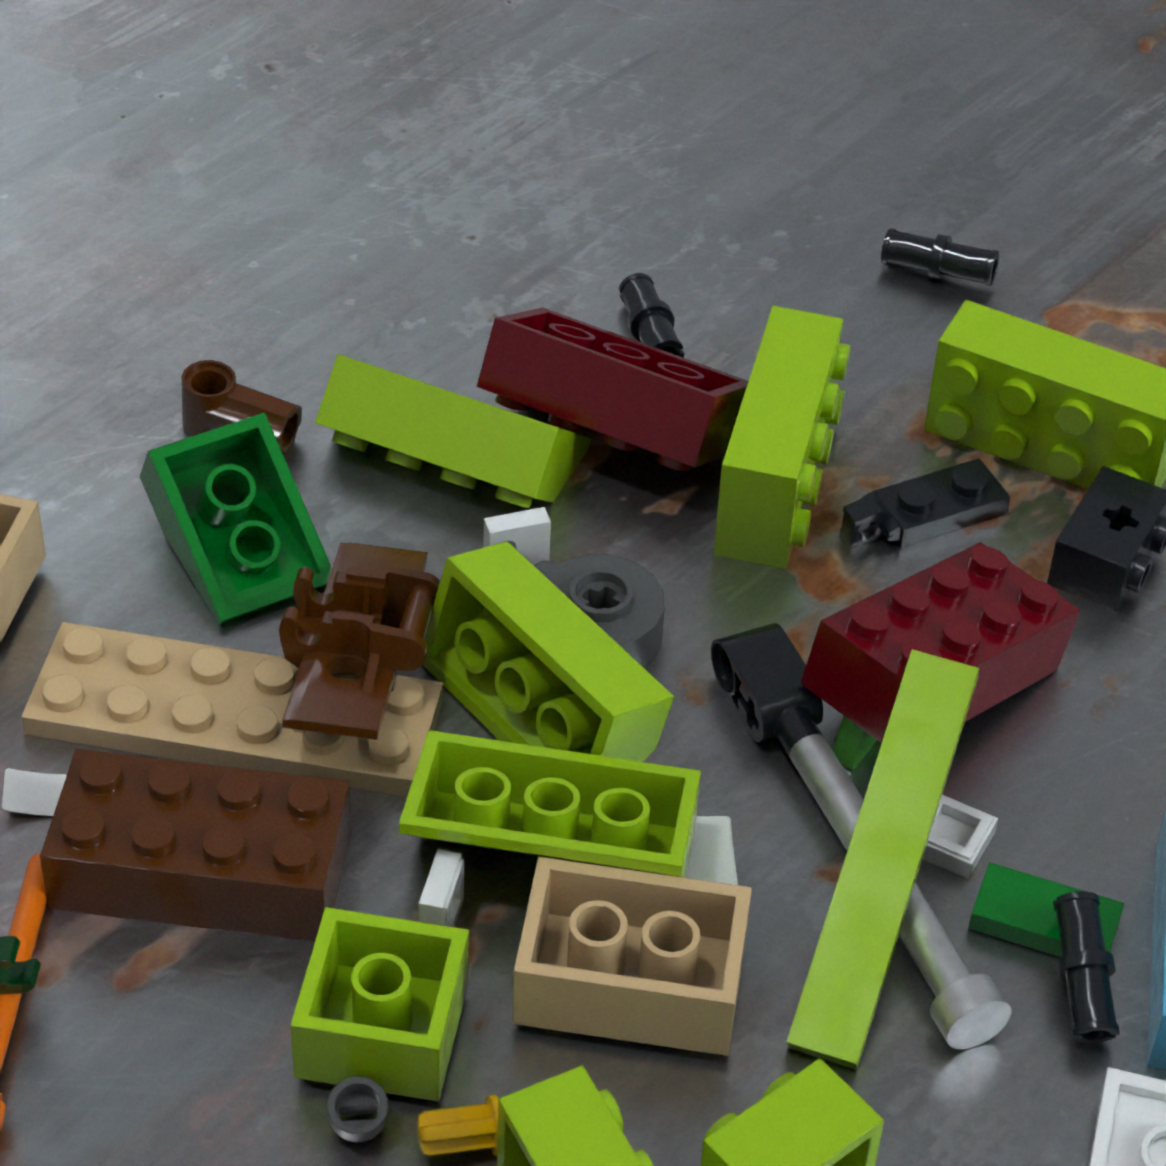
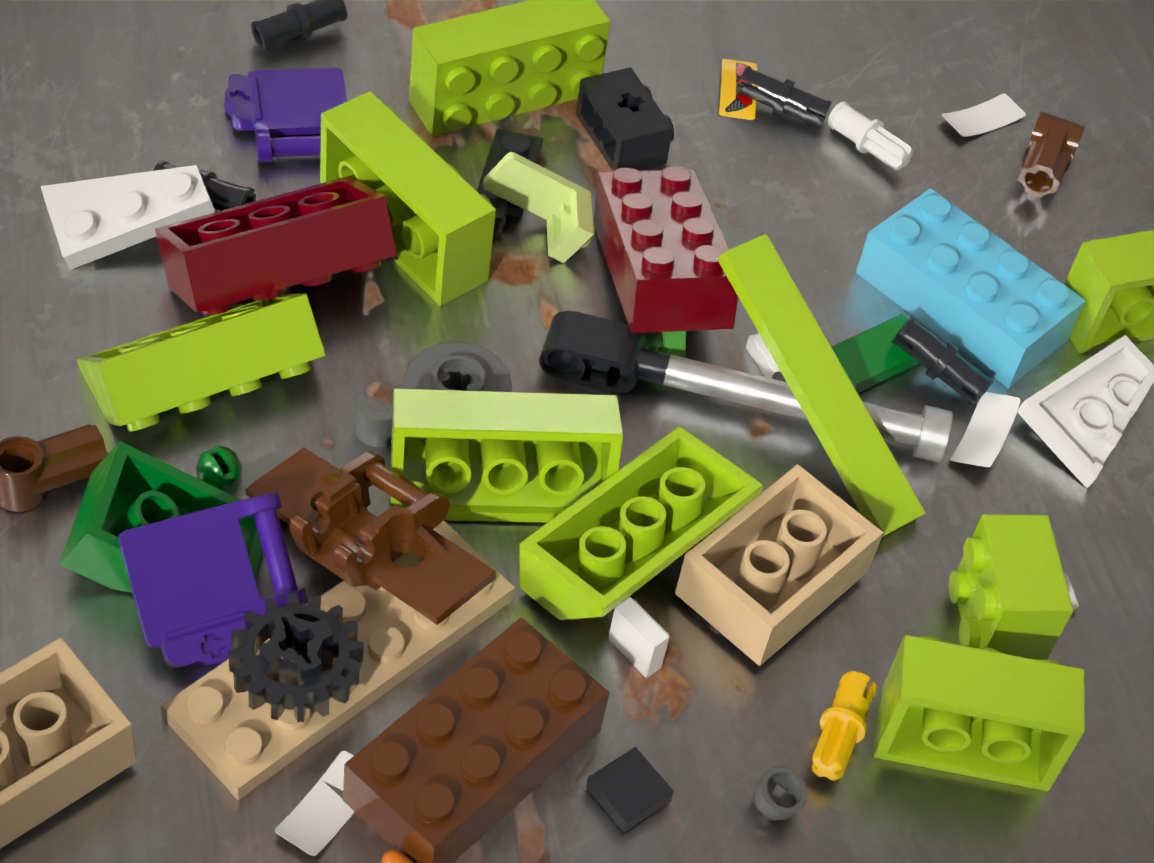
camera: 60 degrees left, 5 degrees up
(163, 658) = (293, 661): none -> black gear
(194, 560) = (197, 578): none -> dark purple piece
(263, 994) = (629, 789): none -> black tile
(360, 522) = (210, 471): none -> green hinge
(381, 1002) = (715, 722): lime brick -> none
(526, 528) = (349, 381): white tile -> none
(562, 281) = (122, 210): none -> white wing
(870, 322) = (284, 105): none -> dark purple piece
(908, 517) = (549, 196): none -> yellowish green bracket
(1046, 1071) = (987, 430): none -> white sticker

